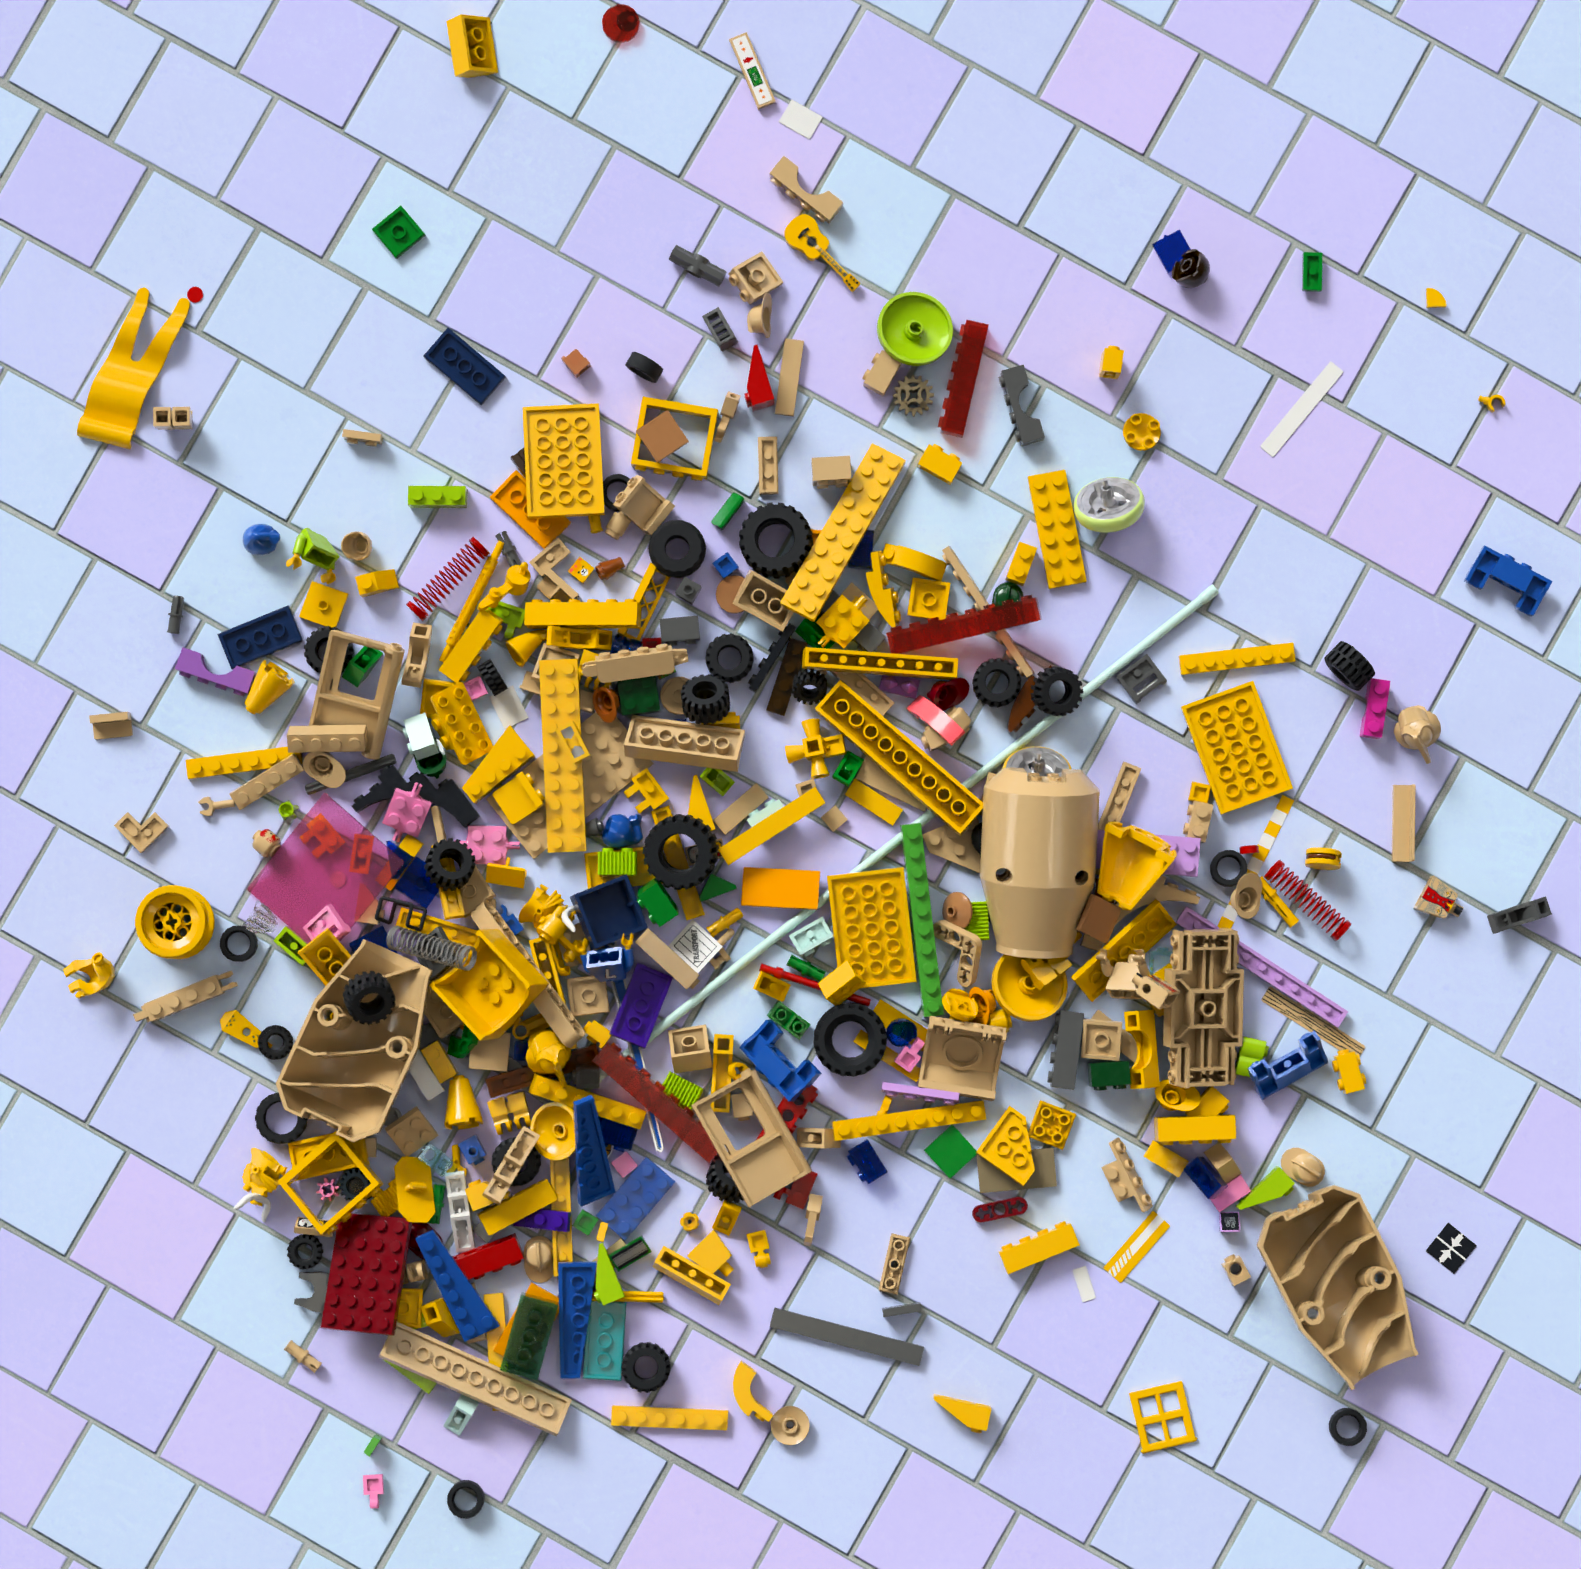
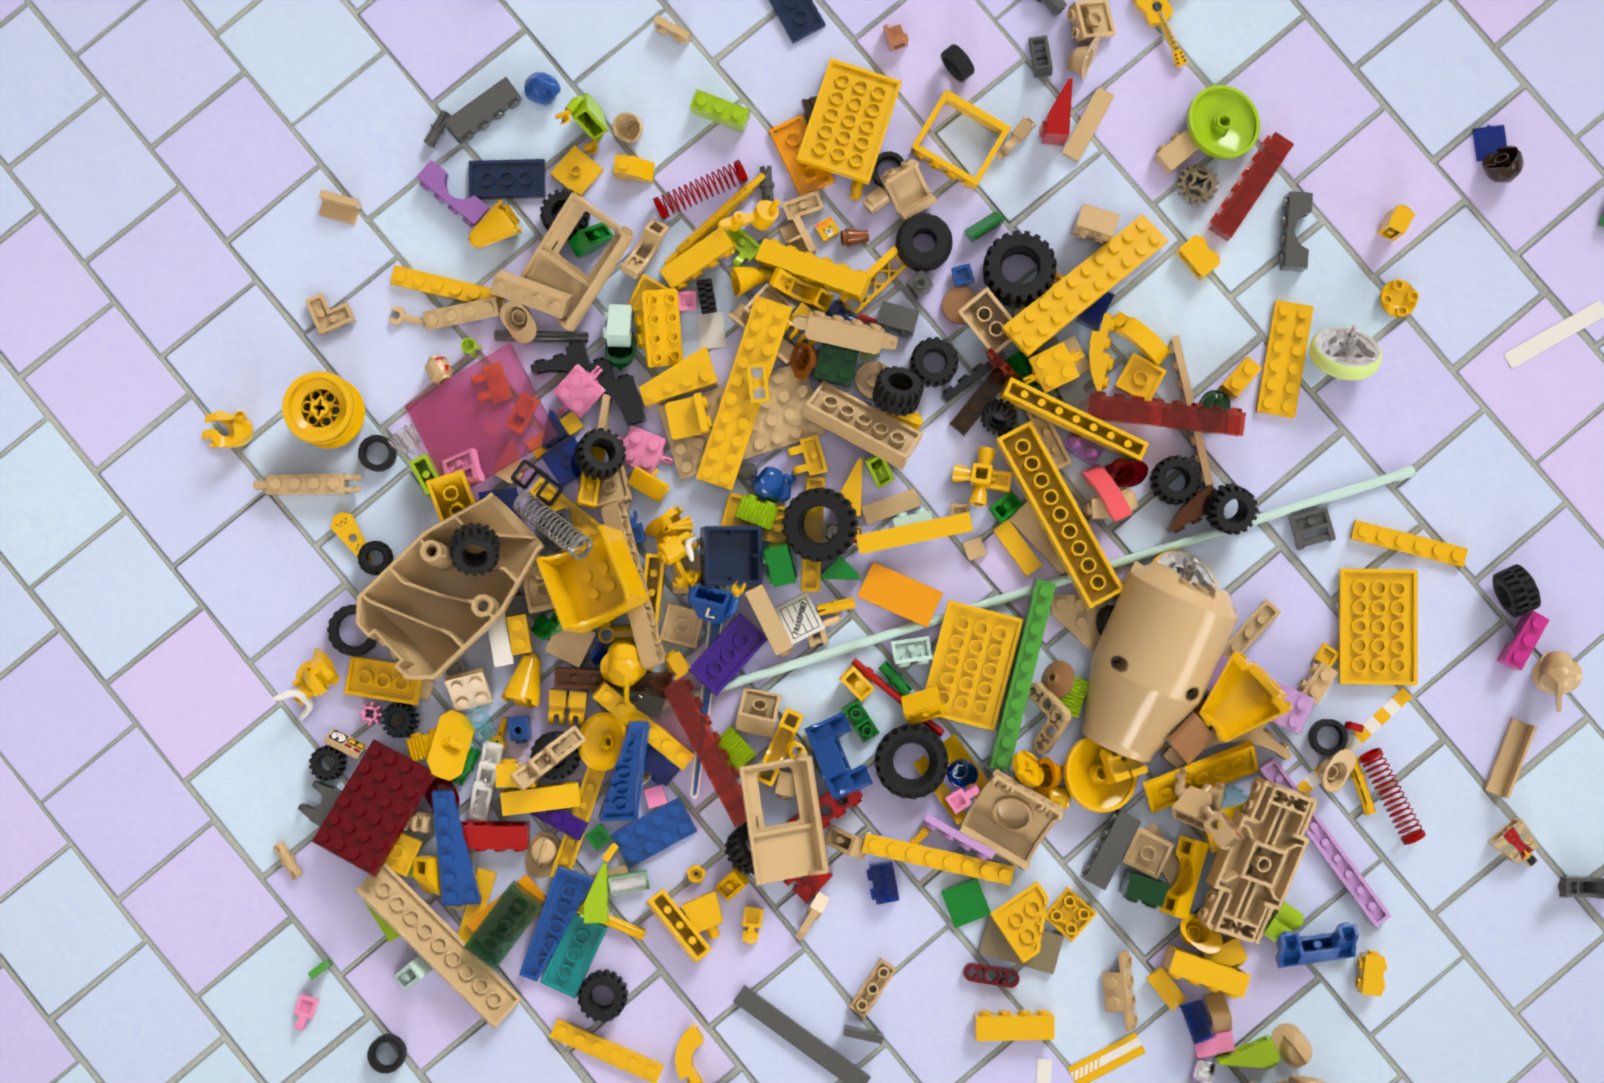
camera: 25 degrees right, 0 degrees up
(213, 581) = (483, 110): none -> dark grey brick
(358, 1202) = (360, 681): yellow window -> none
(562, 970) = (667, 592): yellow piece -> none
(662, 436) = (950, 131): medium nougat tile -> none
(768, 465) = (1037, 198): tan tile -> none
(794, 638) = (997, 361): none -> clear red wing
(1311, 1021) = (1350, 910): tan sticker -> none
(1323, 858) = (1422, 762): yellow head -> none

